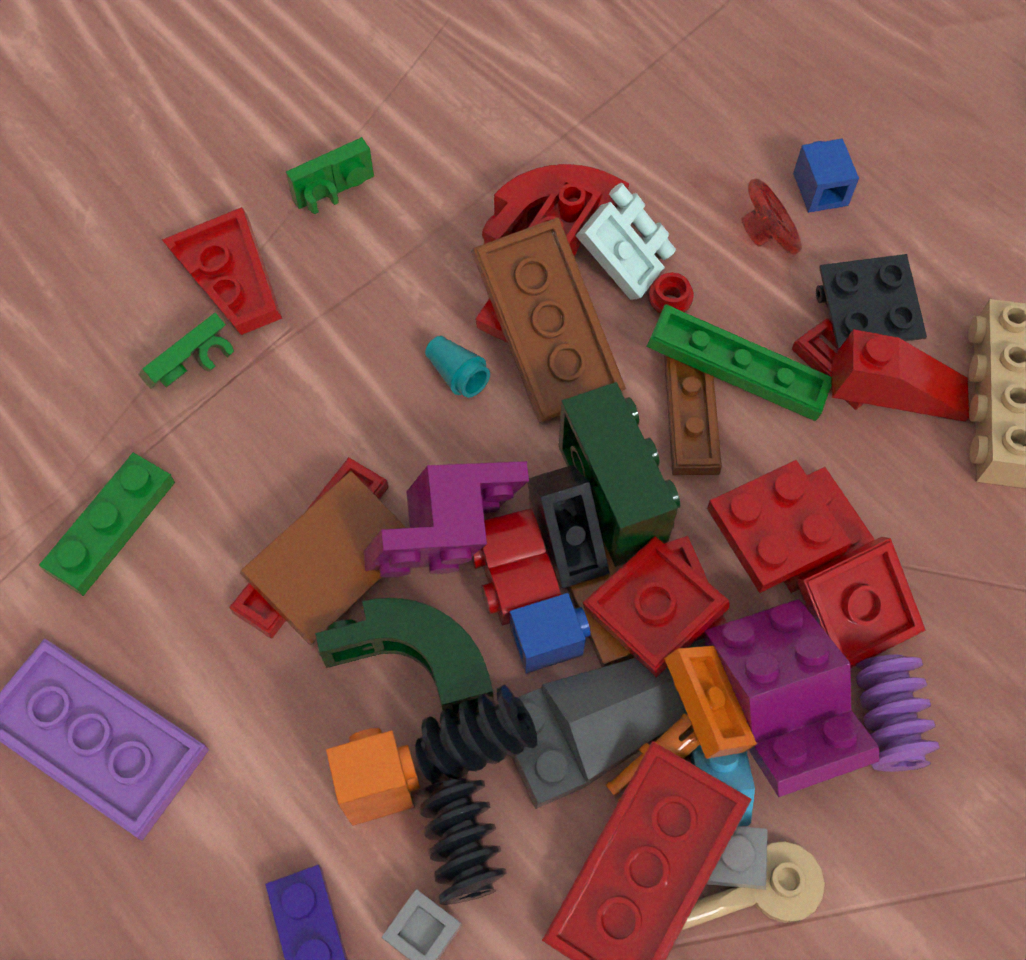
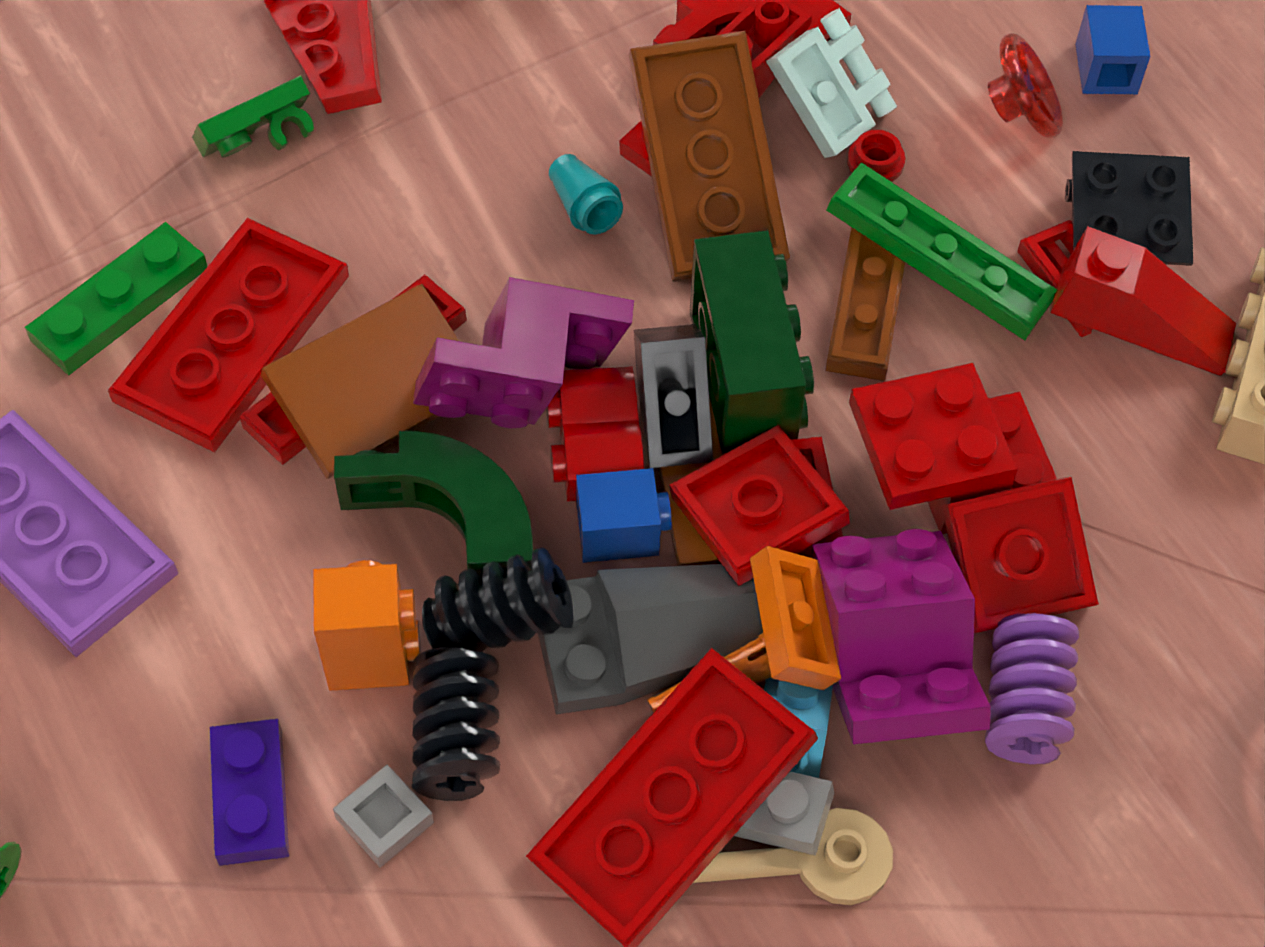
camera: 10 degrees right, 5 degrees down
(204, 537) = (229, 325): none -> red tile

